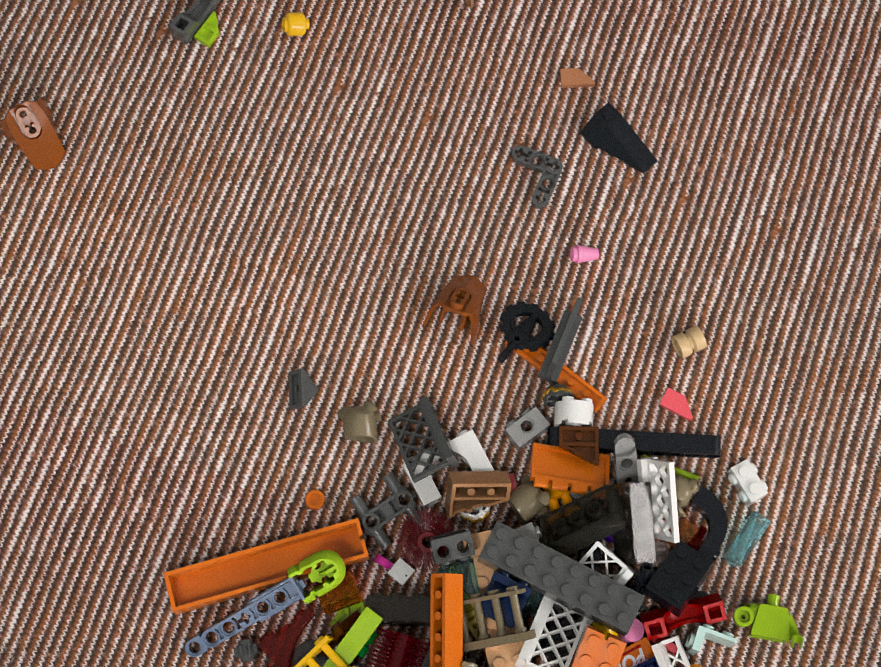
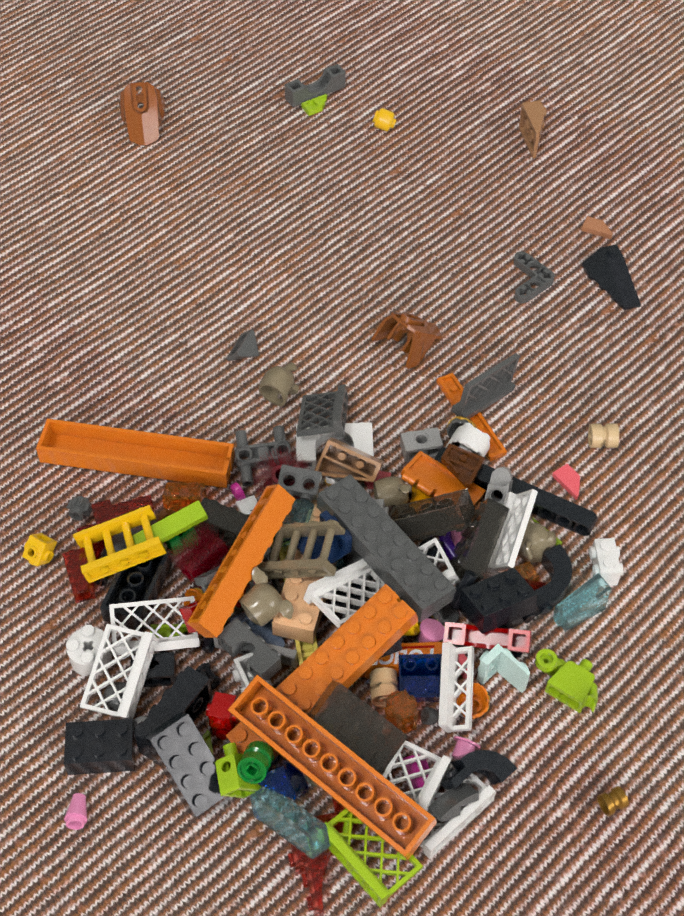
camera: 25 degrees right, 20 degrees down
(292, 587) = (146, 469): sand blue piece -> none
(315, 500) = (207, 427): orange tile -> none
(519, 337) = (454, 375): black bar -> none
(583, 254) = (540, 342): bright pink cone -> none

